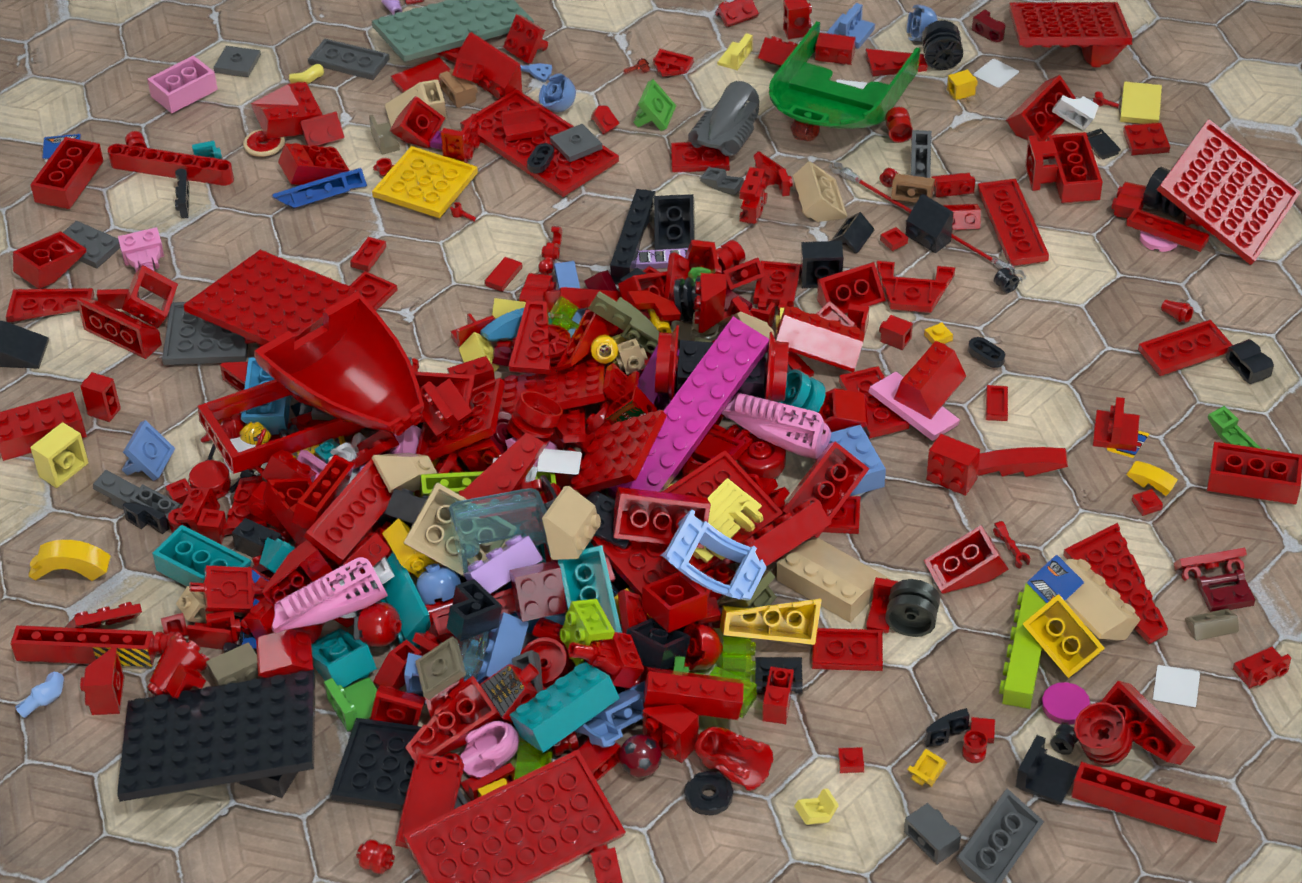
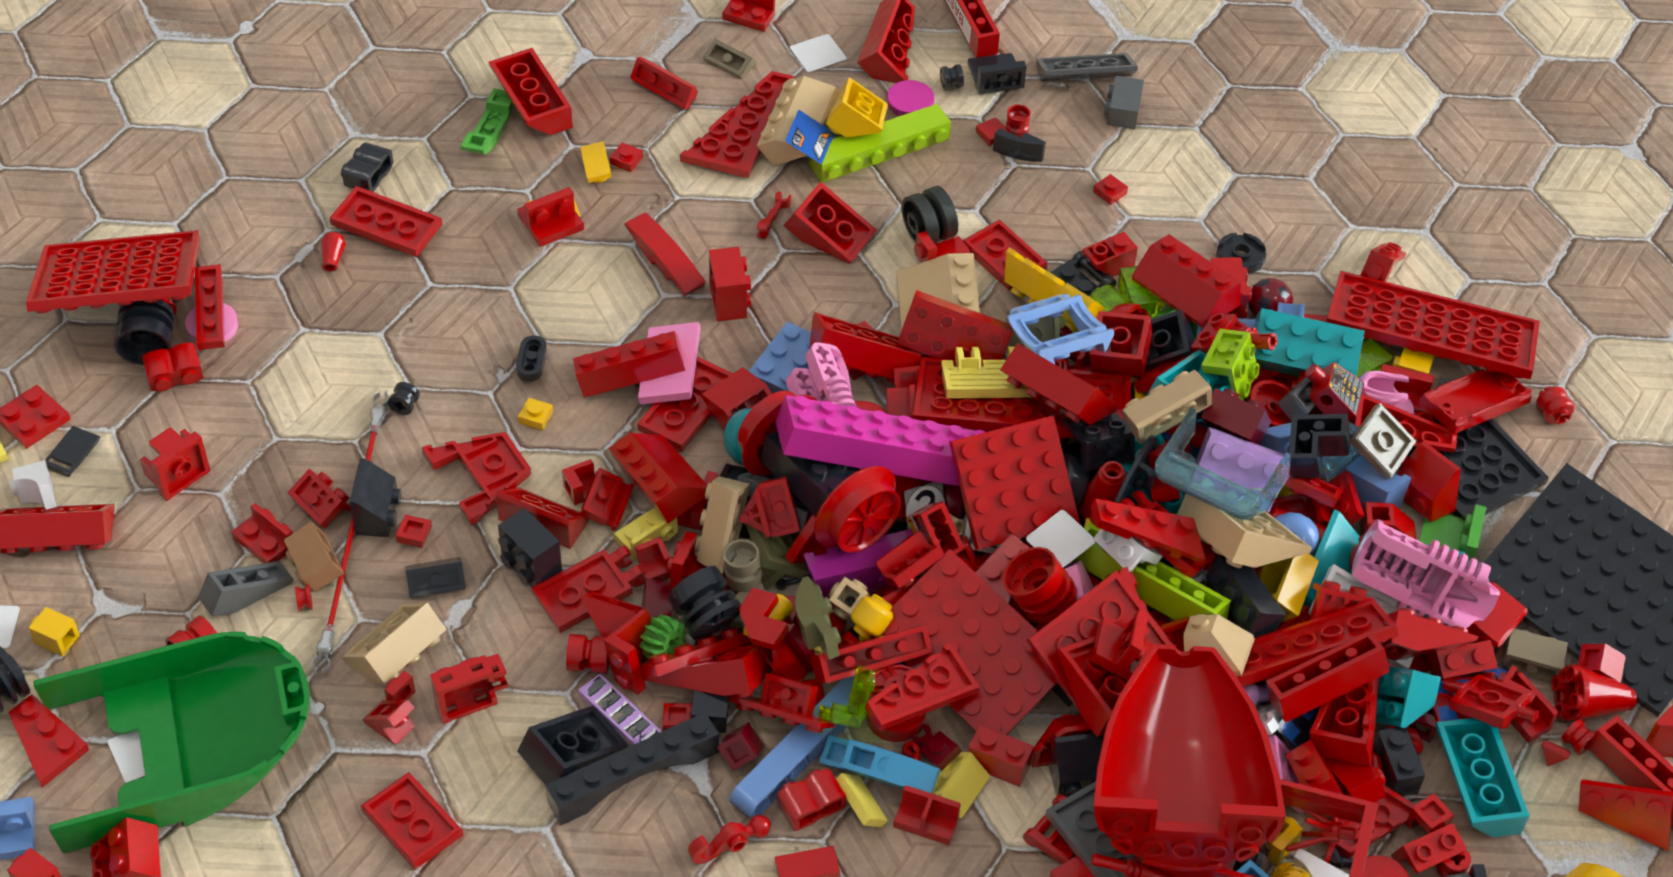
camera: 135 degrees left, 5 degrees up
(193, 606) = (1522, 743): tan brick -> none
(551, 298) = (813, 759): red slope -> none
(710, 300) = (739, 532): red slope -> none
(718, 180) = (443, 761): dark grey slope -> none
(729, 121) = (344, 814): dark grey connector -> none
(735, 756) = (1198, 234): red hair -> none
(817, 809) = (1182, 177): light yellow bracket -> none
(835, 48) = (65, 799): red brick -> none
(896, 332) = (570, 440): red brick -> none
(927, 768) = (1072, 137): yellow bracket -> none
(996, 403) = (594, 318): red tile -> none
(1013, 222) = (292, 447): red plate -> none
(1077, 169) = (128, 439): red brick -> none
(1103, 733) = (933, 43): red wheel -> none
(1226, 597) = (687, 63): dark red plate -> none

